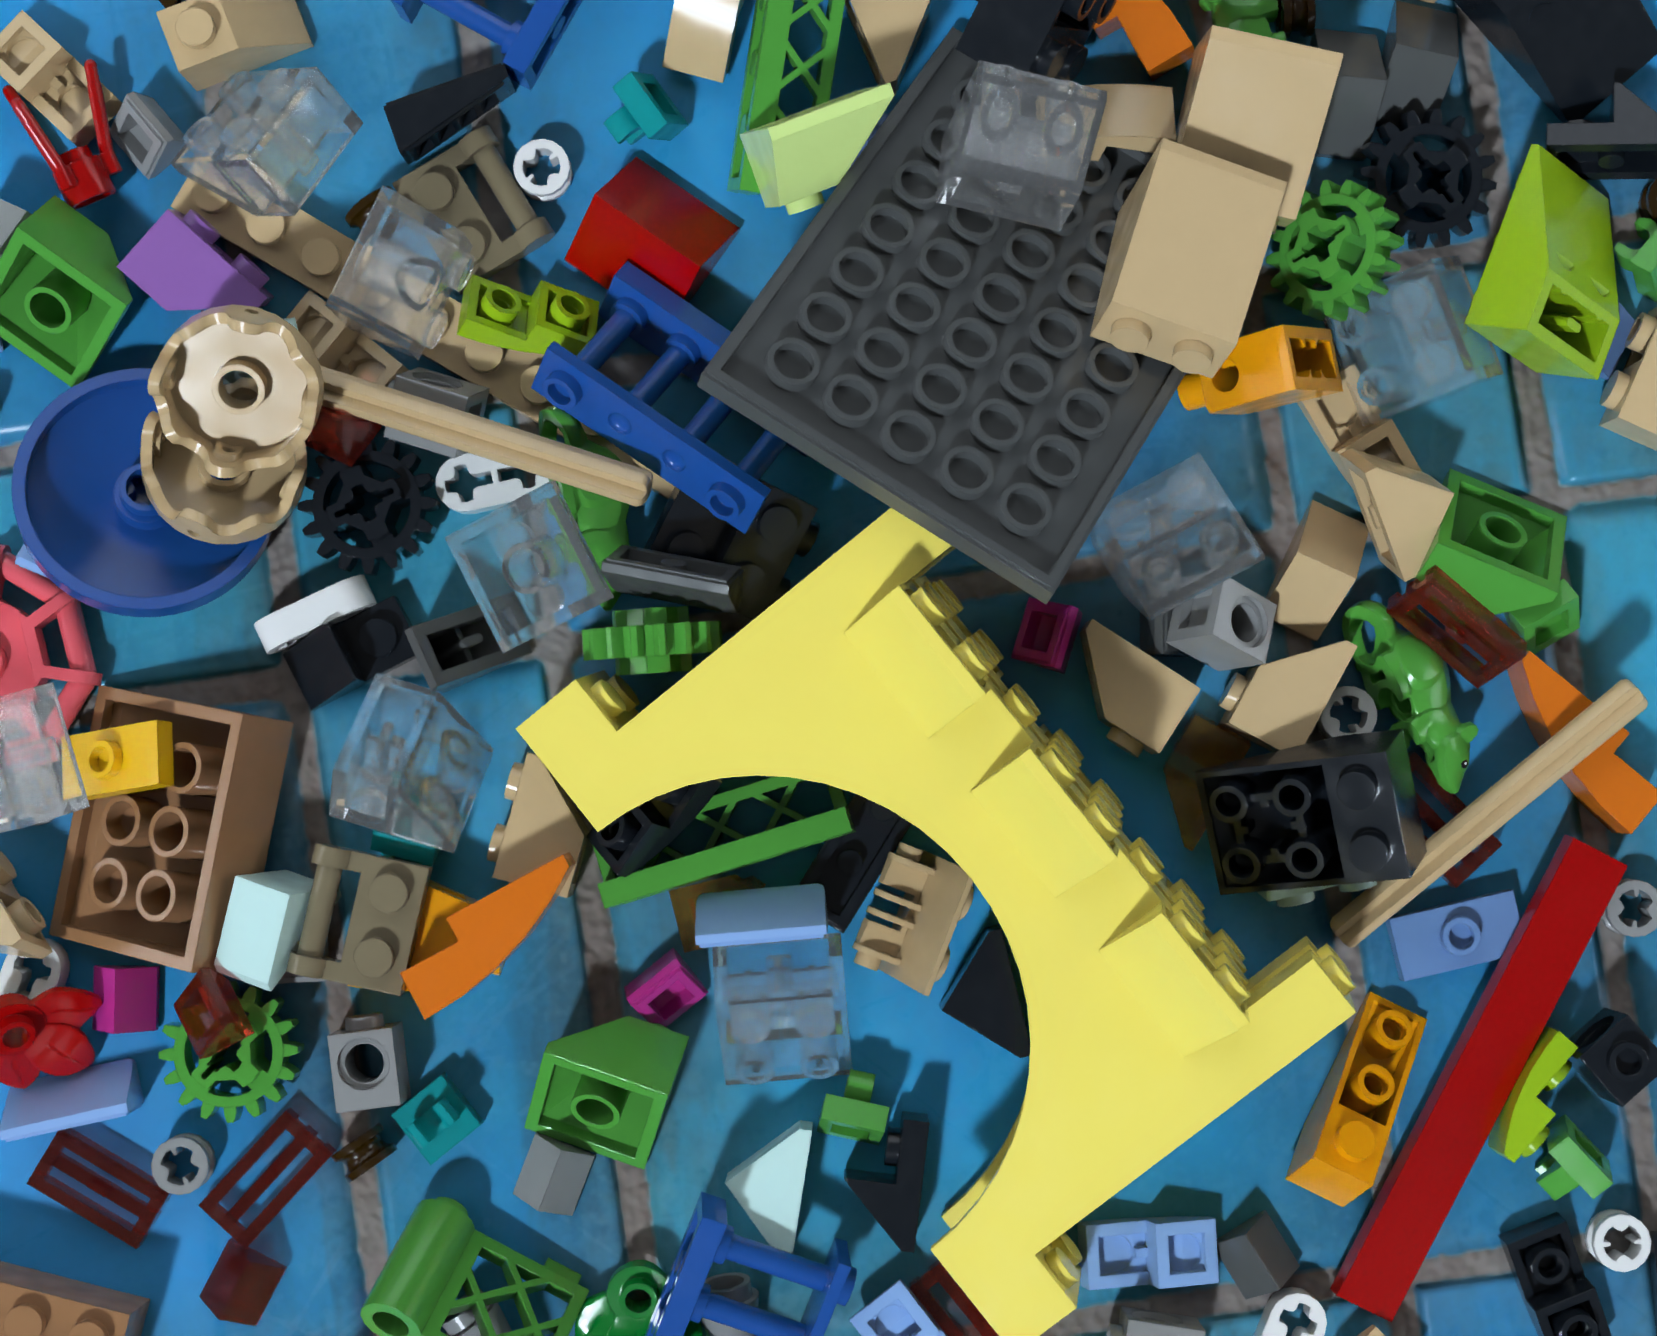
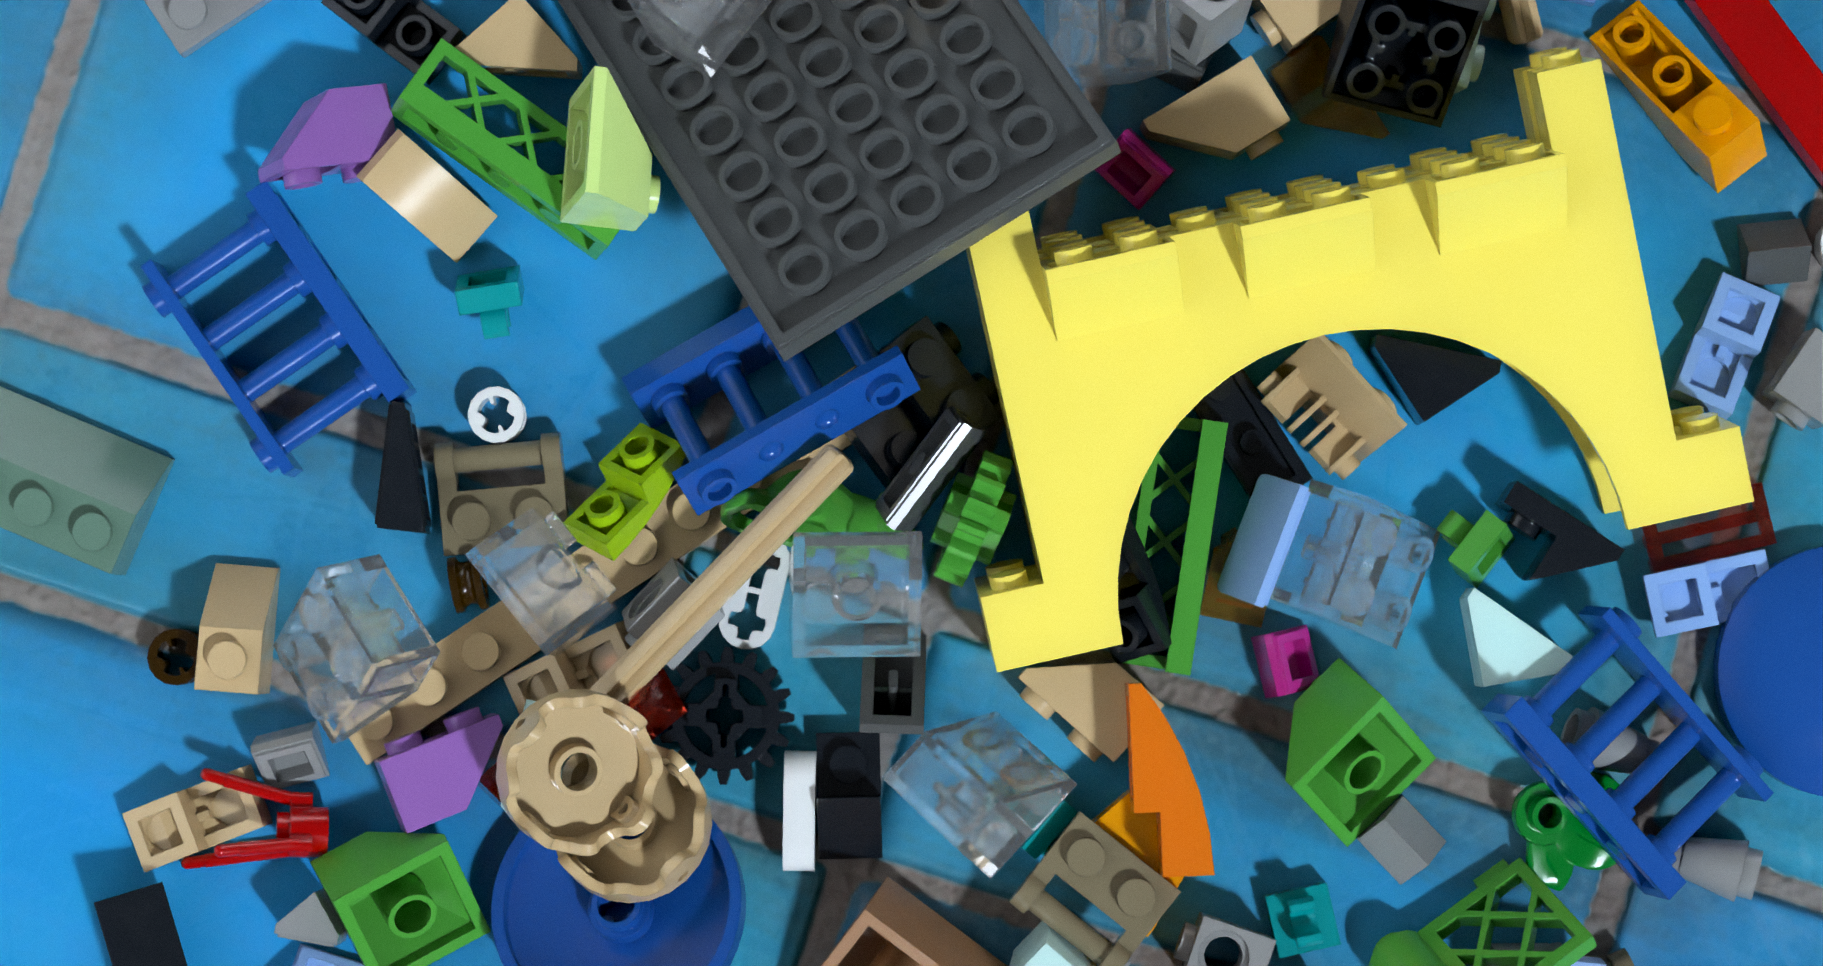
camera: 60 degrees left, 0 degrees up
(653, 227) = (598, 342): red slope -> none

